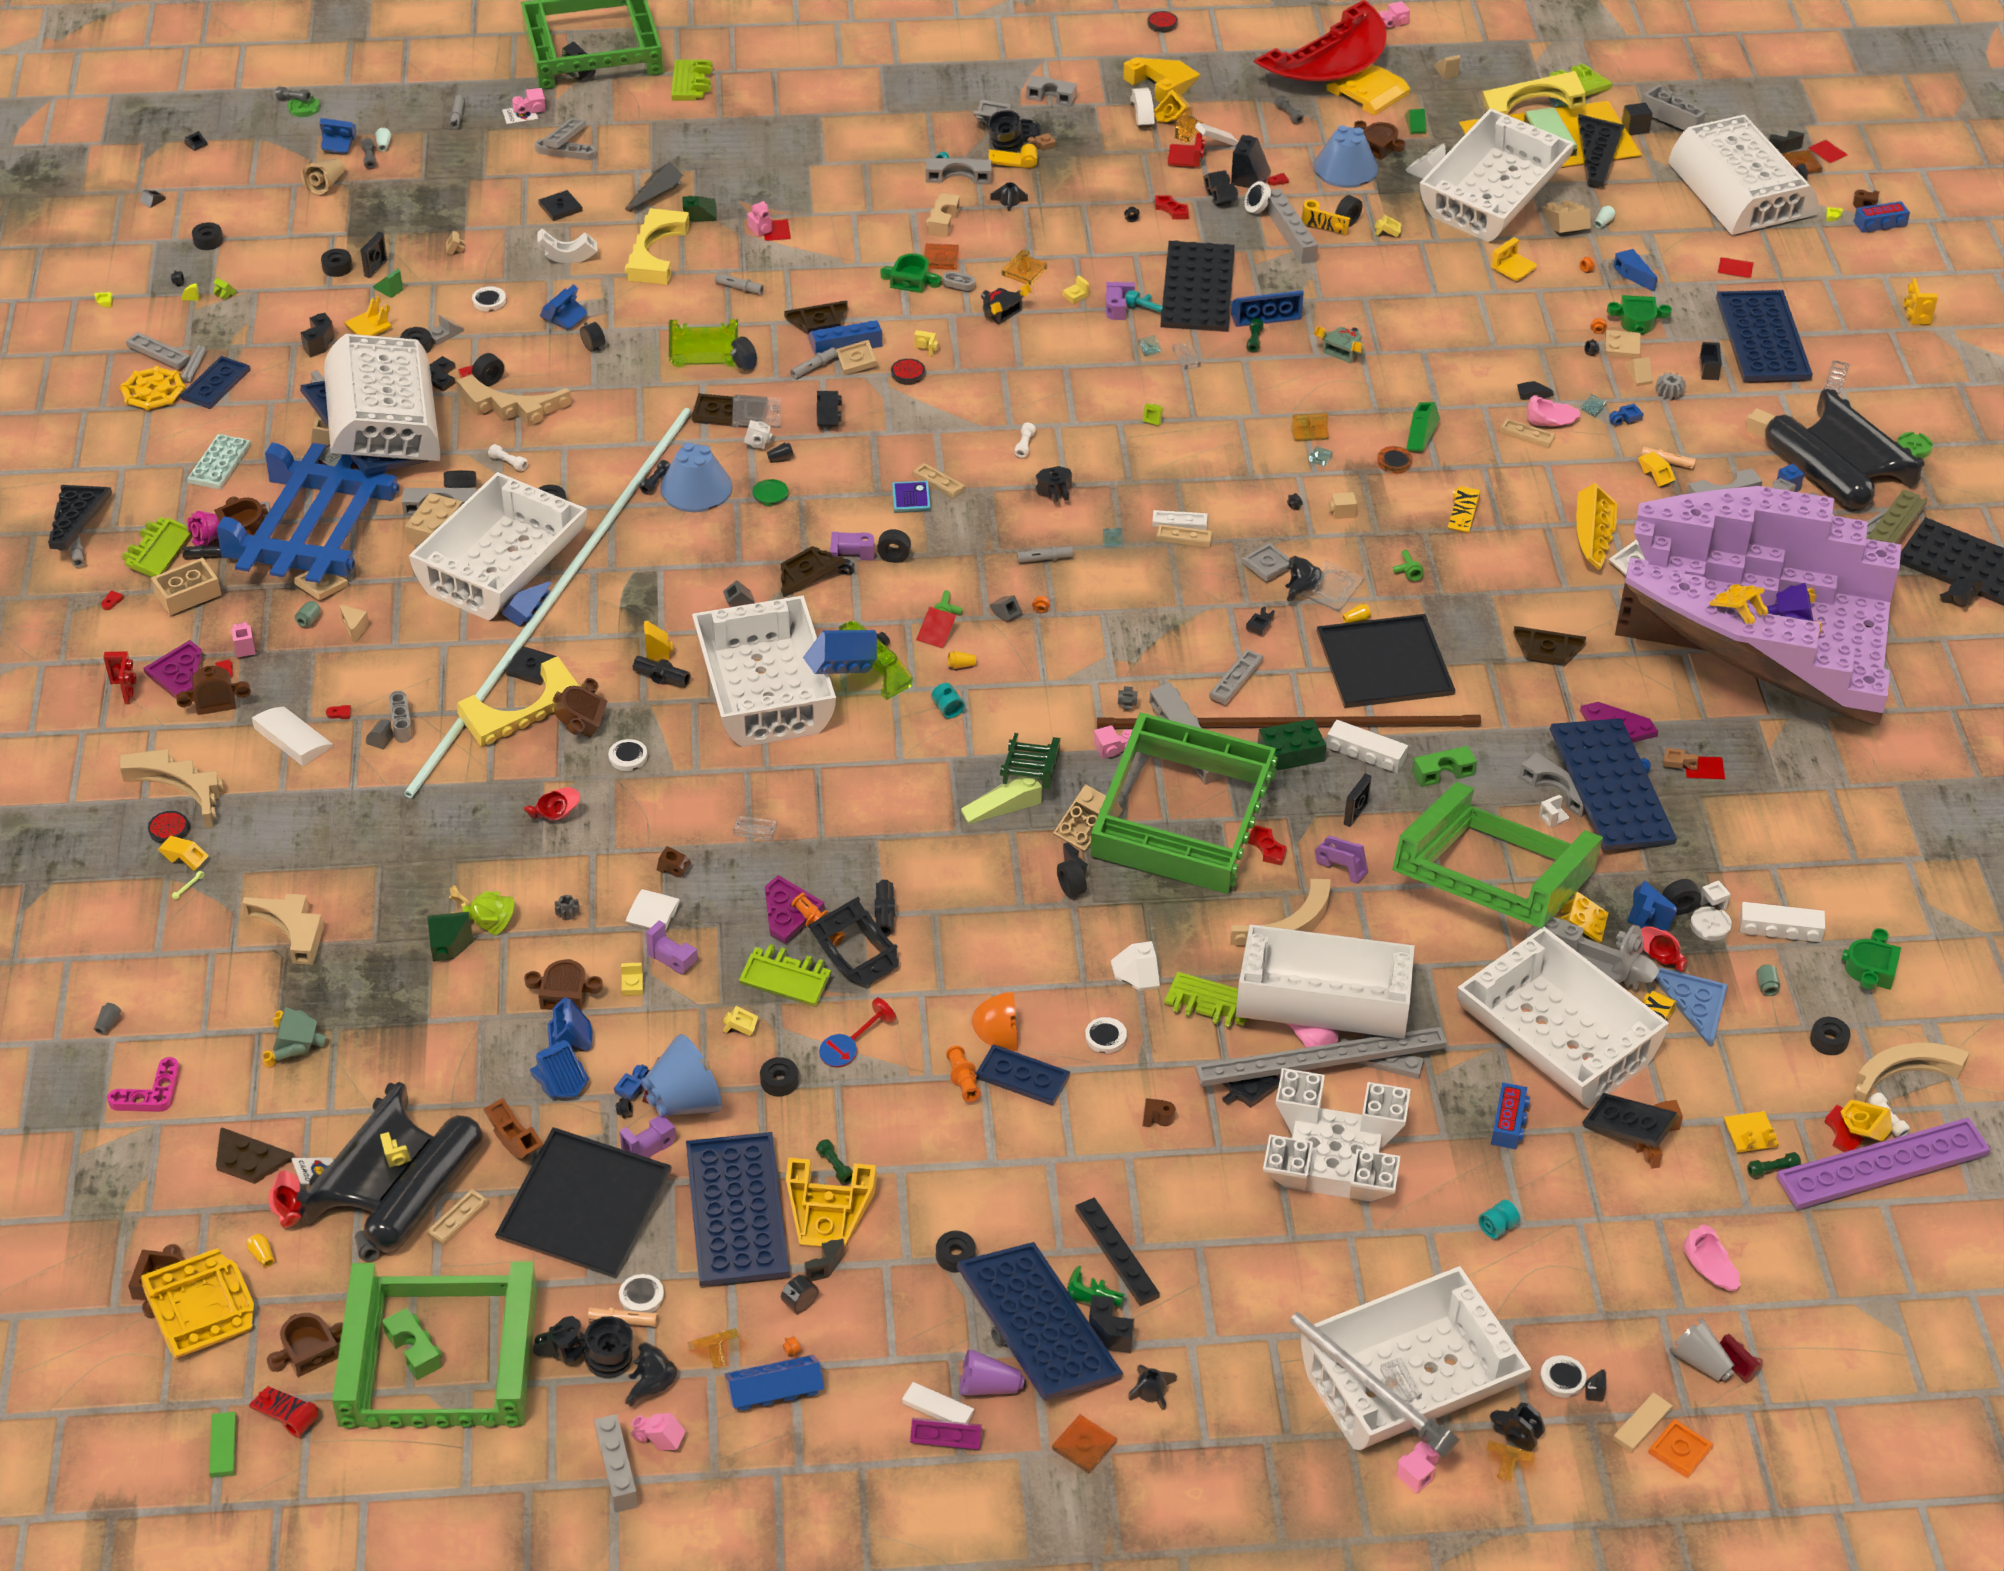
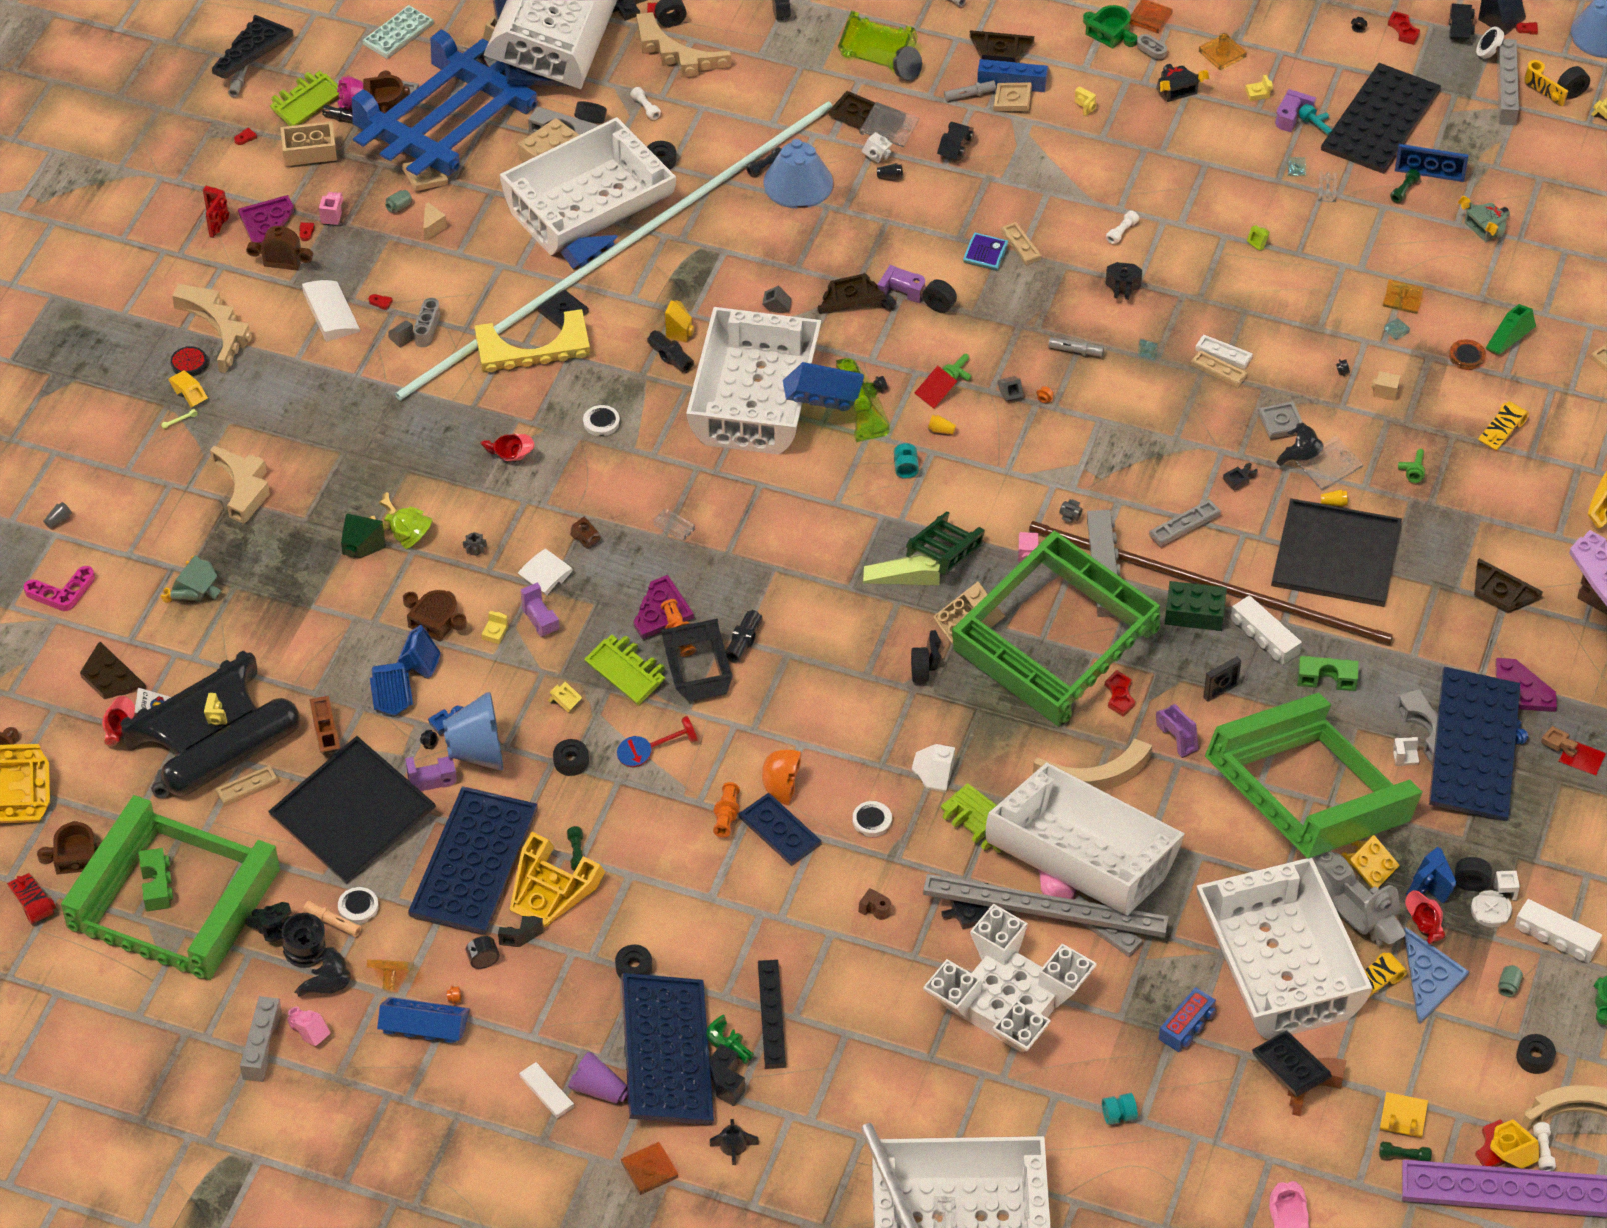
camera: 25 degrees right, 5 degrees up
(260, 1249) = (78, 755): yellow cone -> none
(580, 707) = (578, 364): reddish brown piece -> none
(770, 491) = (861, 207): green dish -> none
(908, 371) = (1053, 124): tile -> none
(946, 1433) = (538, 1115): magenta plate -> none

